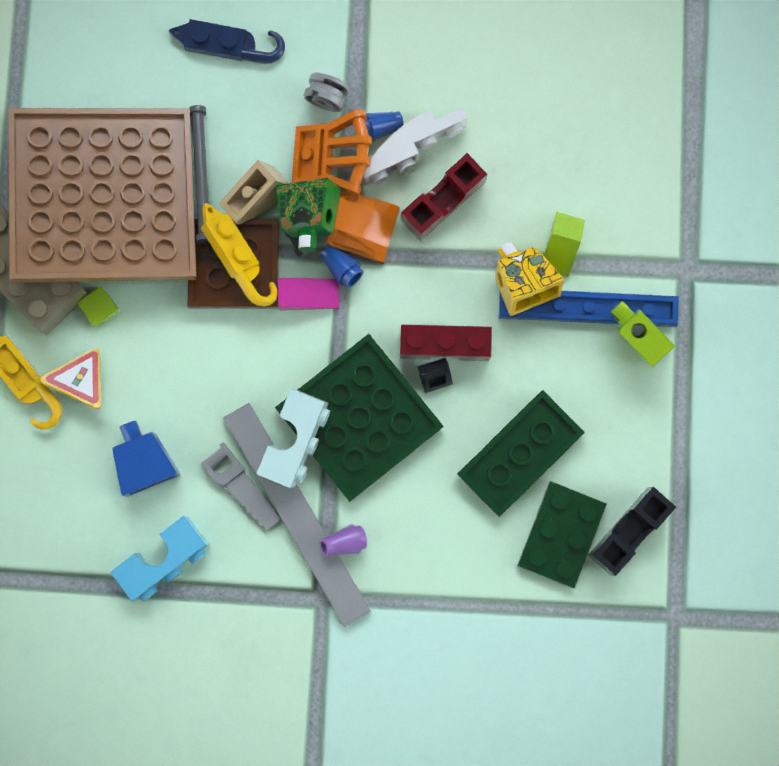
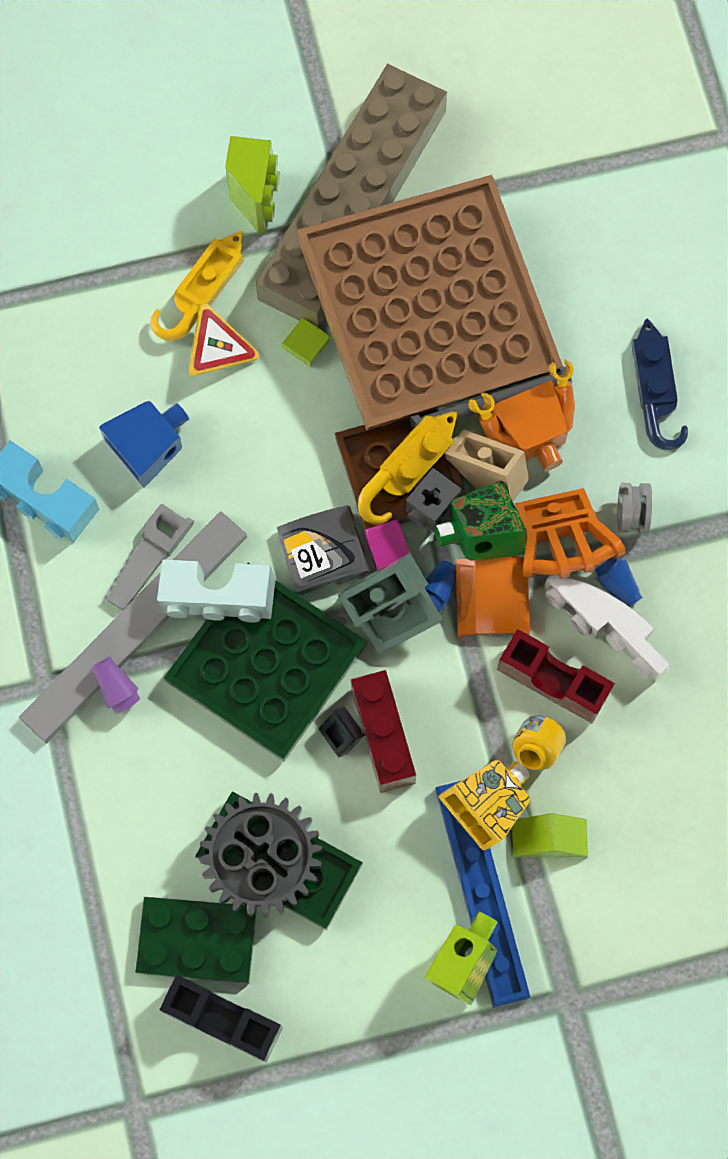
camera: 75 degrees right, 10 degrees down
(227, 145) = (534, 419): none -> orange torso
(273, 233) = (431, 487): none -> dark grey brick
(281, 345) = (323, 549): none -> dark grey slope
(346, 304) = (394, 583): none -> sand green brick
(490, 227) = (538, 742): none -> yellow head
(502, 441) = (238, 880): none -> dark grey gear

